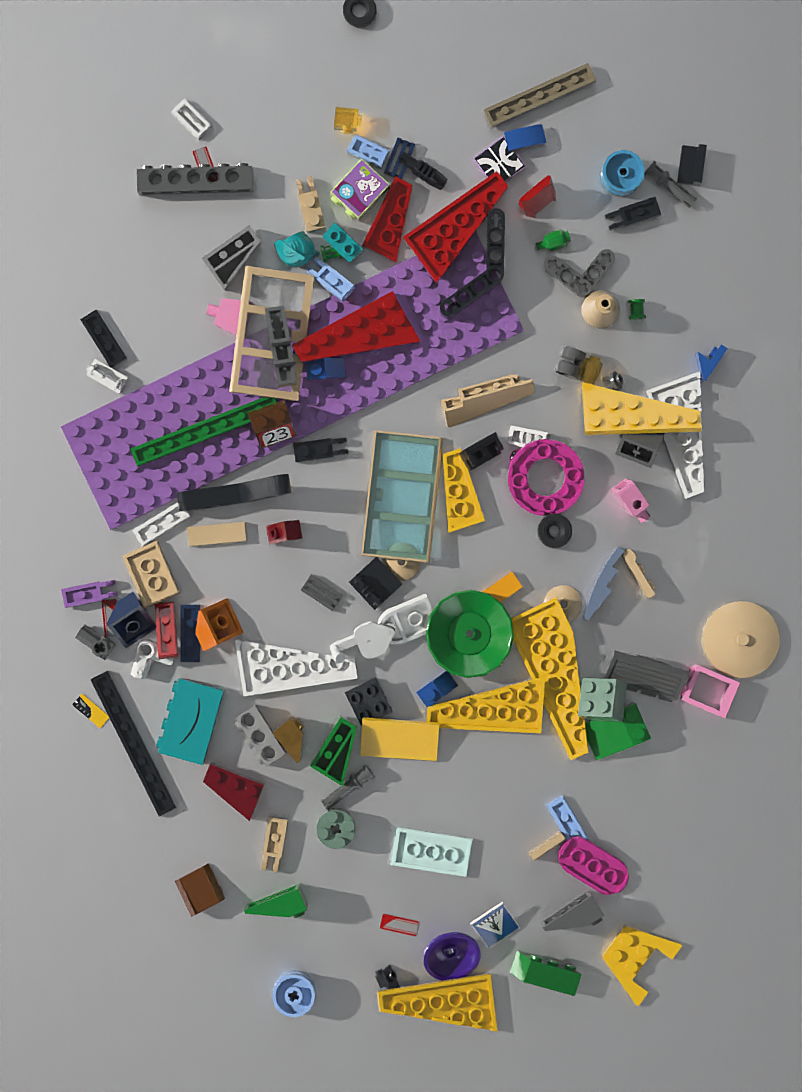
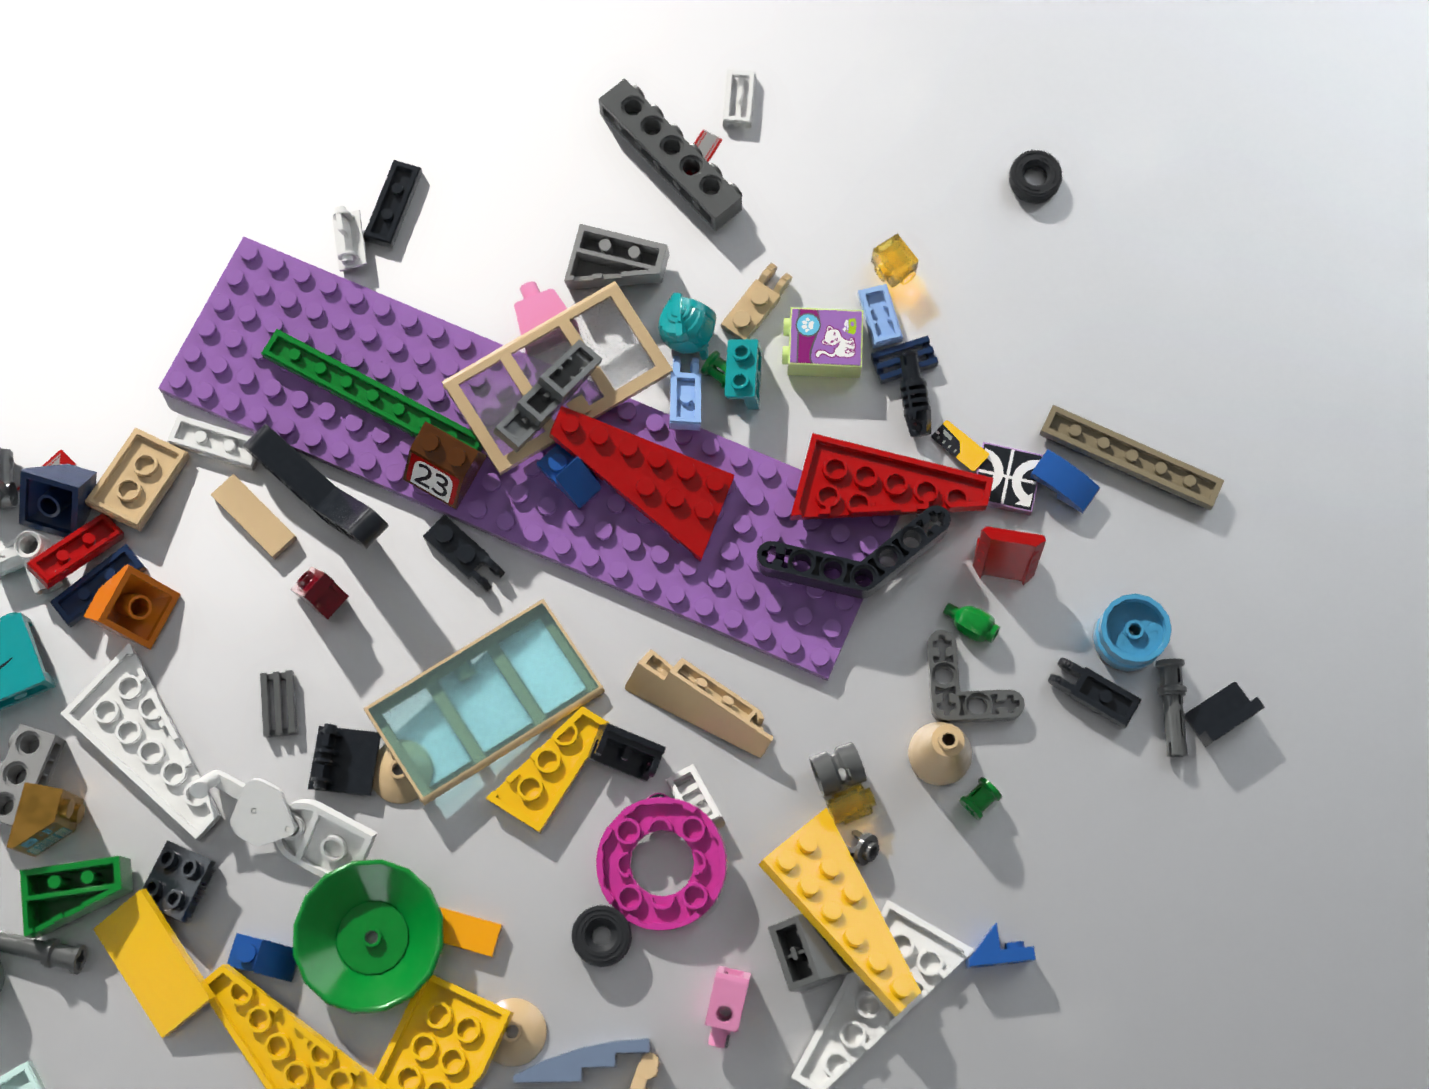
camera: 55 degrees right, 15 degrees down
(86, 593) = (53, 423): medium lavender hinge -> none
(387, 227) = (818, 407): red wing -> none
(465, 170) = (960, 445): none -> yellow sticker

